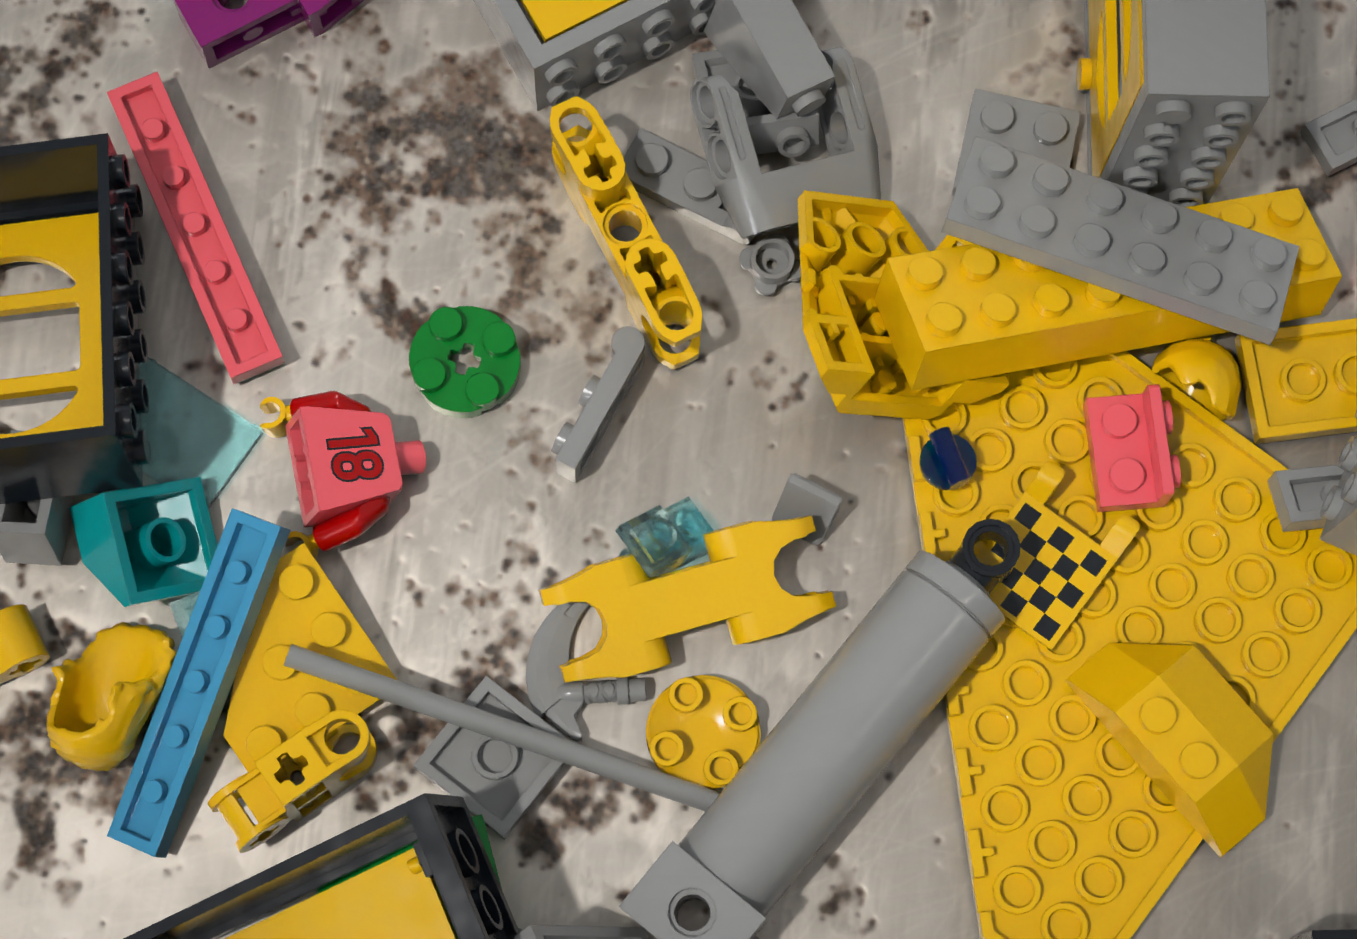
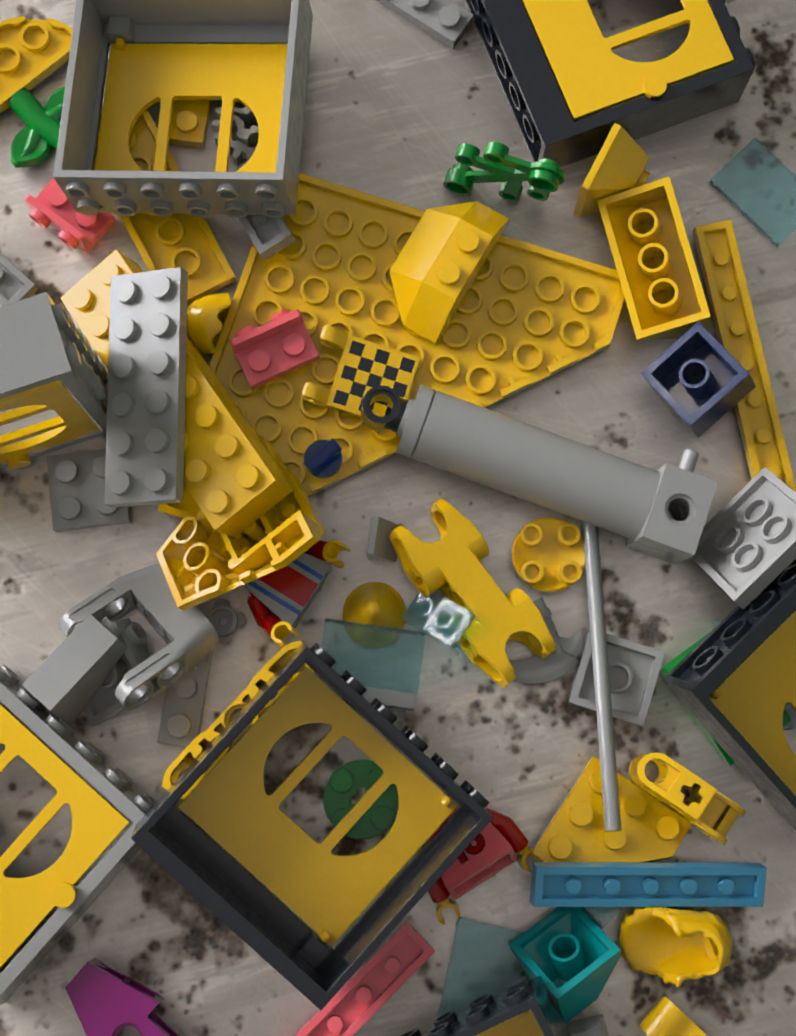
camera: 105 degrees left, 5 degrees up
(405, 181) = (304, 874): none -> door
(649, 434) = (375, 654): none -> clear light blue piece
(708, 465) = (375, 605): none -> yellow hat
(775, 361) = (286, 594): none -> torso
(1315, 821) = (500, 167): none -> green plant

